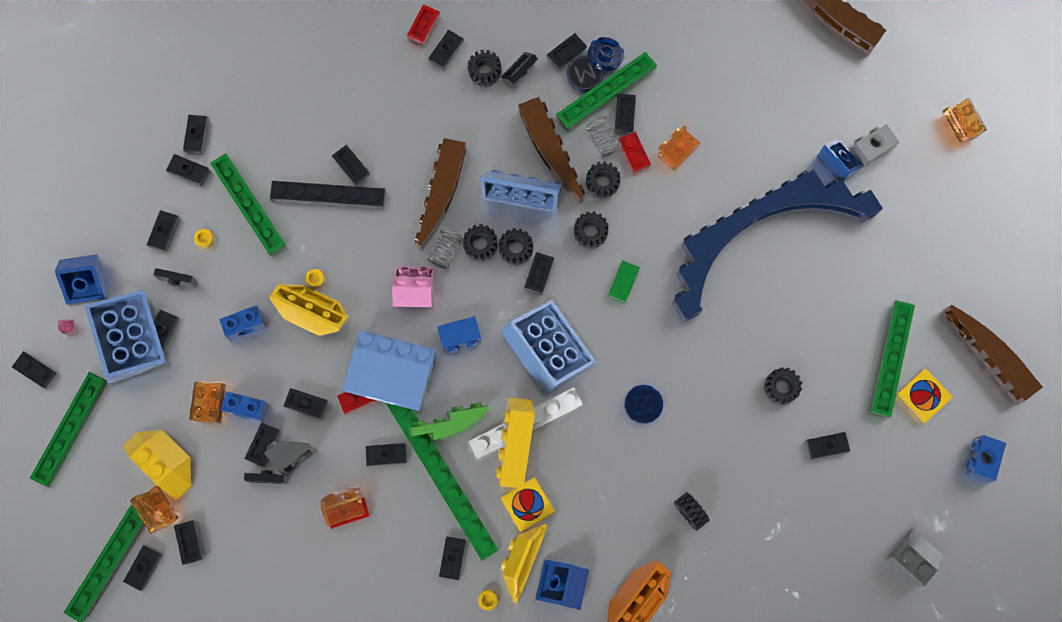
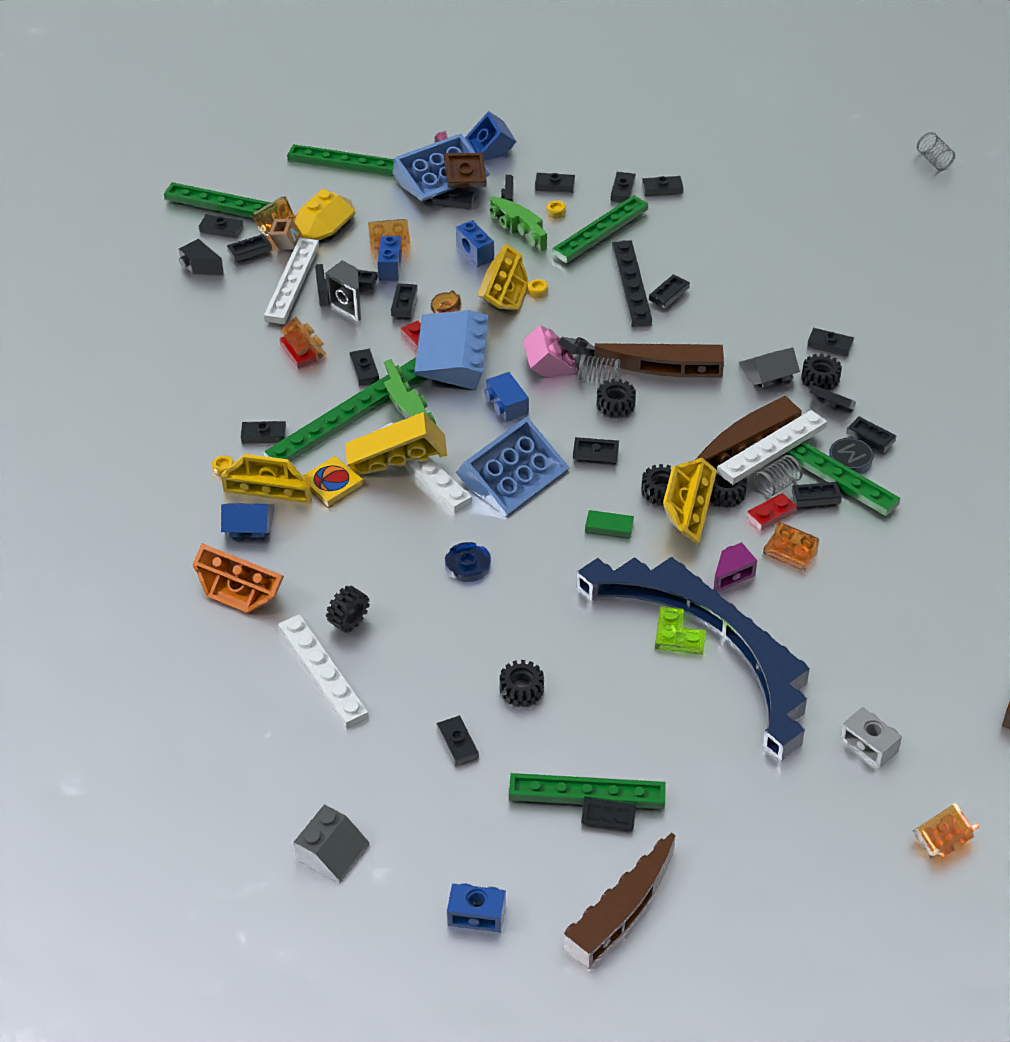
camera: 80 degrees right, 30 degrees down
(34, 370) = (395, 130): black plate -> none
(140, 312) = (465, 170): none -> reddish brown plate
(185, 504) = (285, 233): none -> medium nougat brick
(195, 594) = (200, 259): none -> black slope
(213, 277) = (520, 219): none -> bright green slope
(249, 506) = (291, 281): none -> white plate
(325, 366) = (446, 302): none -> clear orange hair
(414, 259) = (577, 346): none -> black plate
(423, 24) = (851, 318): red plate -> none
(469, 106) = (771, 366): none -> dark grey slope
(515, 257) = (625, 418): black tyre -> none
(520, 190) = (686, 411): medium blue slope -> none
(574, 131) = (771, 447): none -> white plate
(605, 54) = (882, 466): clear blue tile -> none
(627, 212) = (689, 496): none -> yellow wedge
(693, 197) = (734, 567): none -> magenta slope
(740, 541) = (323, 671): none -> white plate
(750, 261) = (674, 637): none -> clear neon green plate
(839, 160) = (835, 701): blue slope -> none
(916, 347) = (608, 813): none -> black plate
(924, 395) = (547, 835): tile -> none

